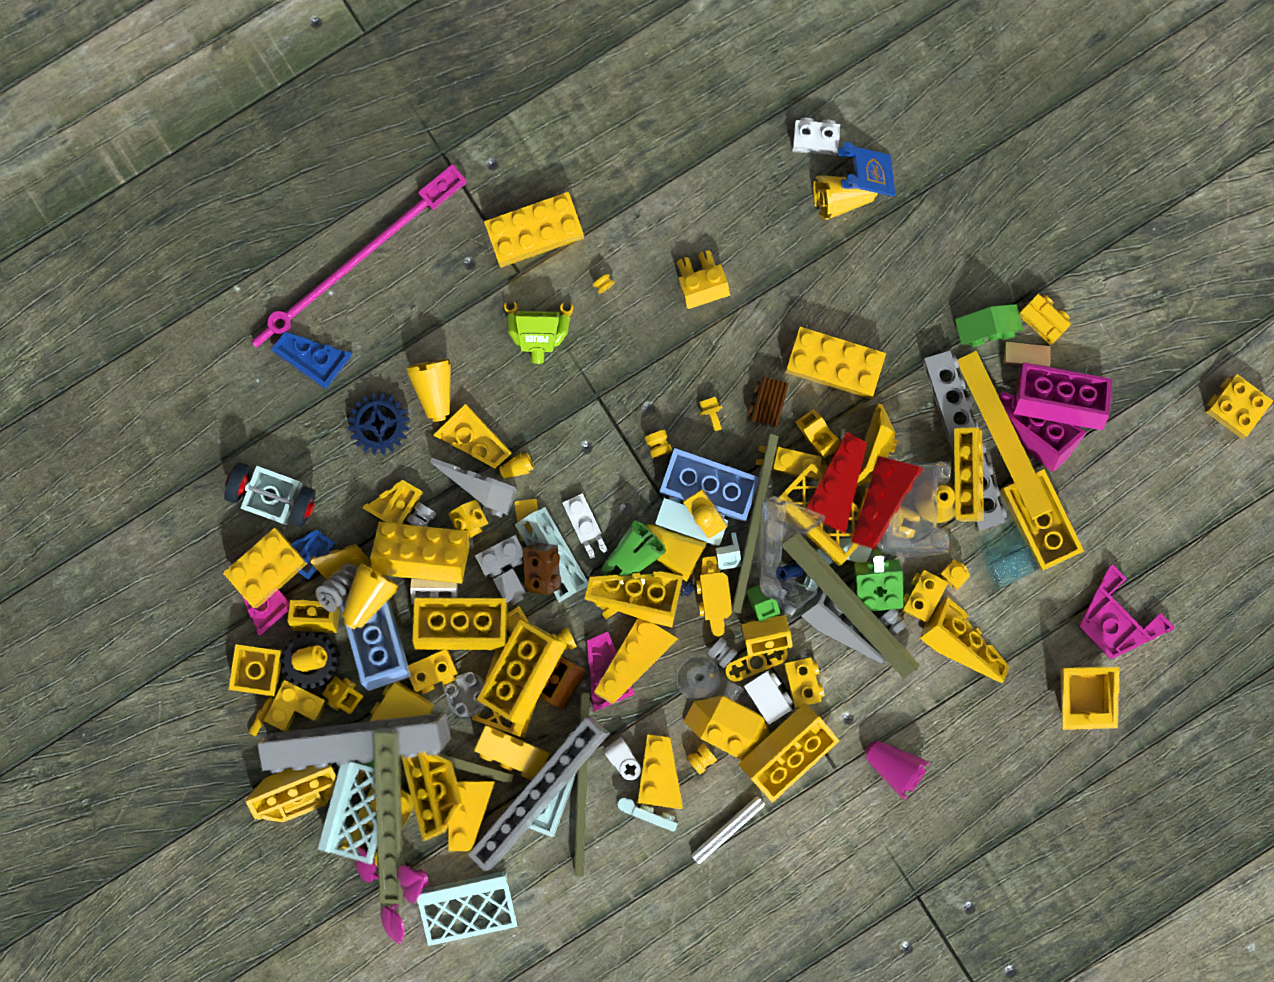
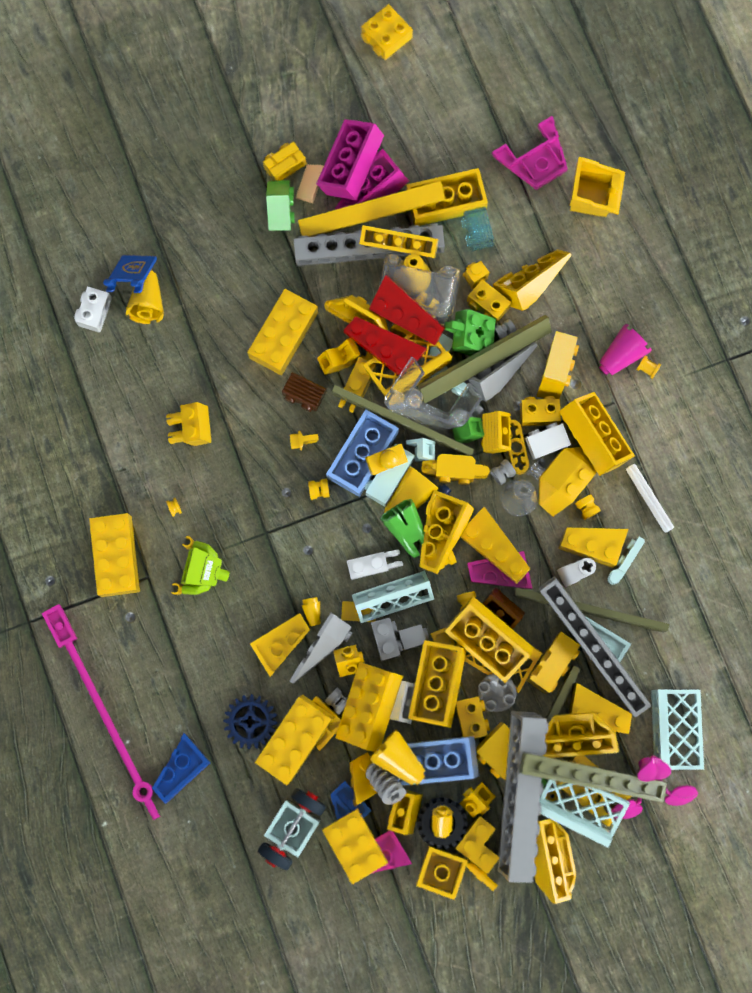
camera: 80 degrees left, 5 degrees down
(368, 477) = (294, 739): none -> yellow brick
(432, 387) = (228, 668): yellow cone -> none
(541, 568) = (403, 605): reddish brown brick -> none
(788, 571) = (445, 401): dark blue pin -> none
(863, 692) = (558, 365): none -> yellow wedge
(885, 800) = (648, 367): none -> yellow bush

